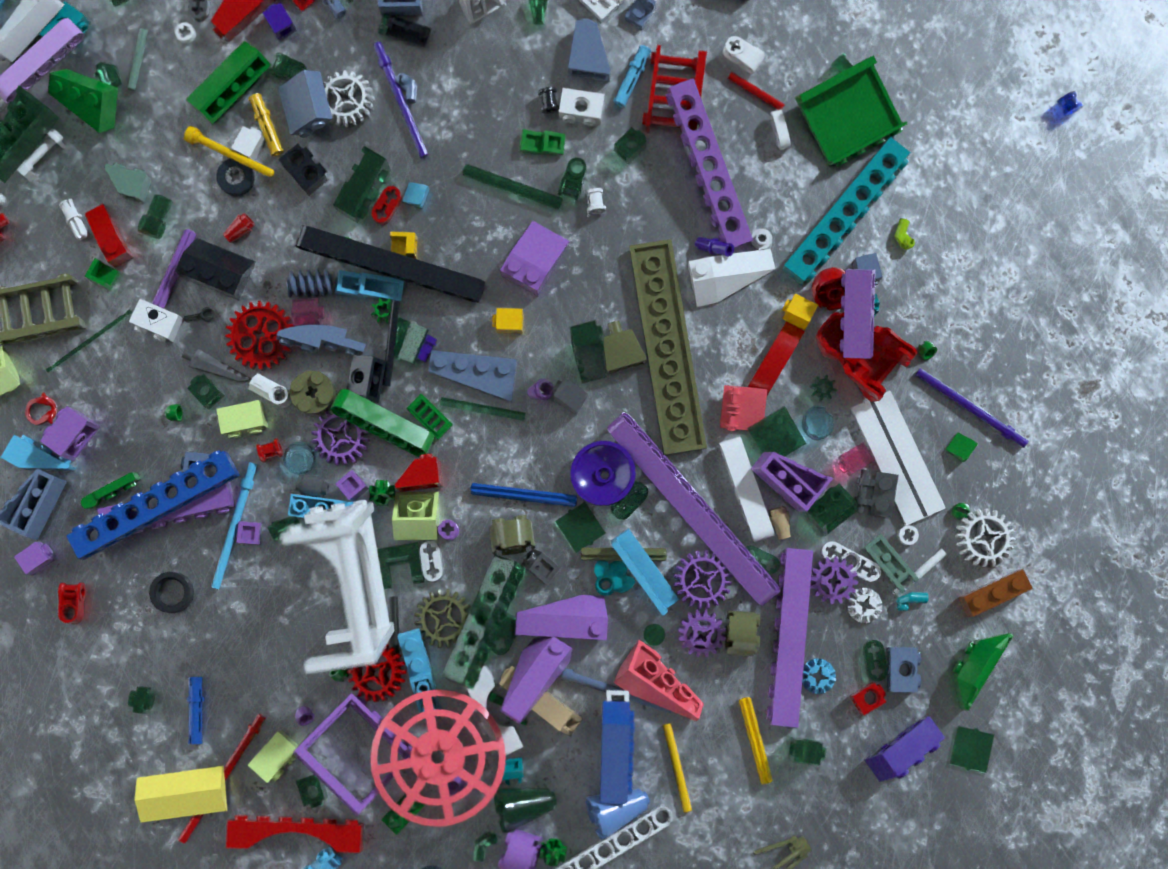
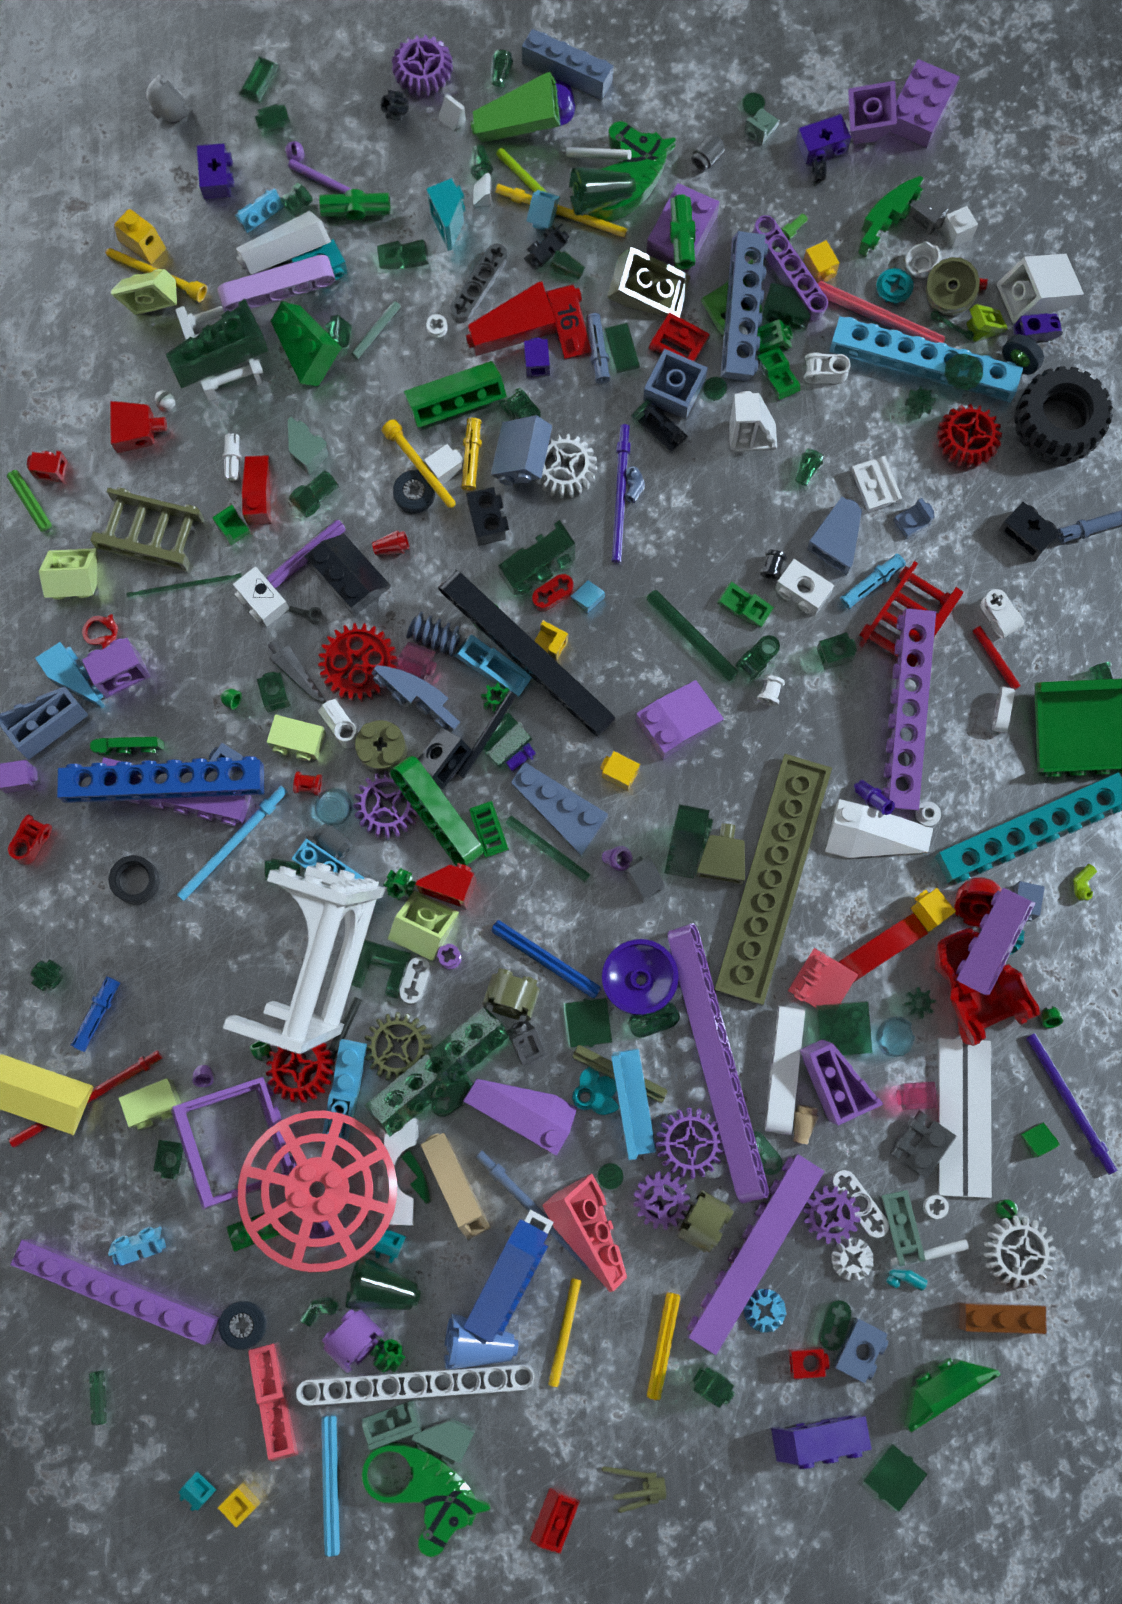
camera: 25 degrees right, 5 degrees down
(249, 533) = (243, 858): medium lavender plate -> none
(341, 836) = (175, 1222): red arch -> none
(352, 486) = (372, 861): medium lavender brick -> none
(535, 672) = (462, 1153): medium lavender wedge -> none
(832, 509) = (866, 1137): clear green brick -> none

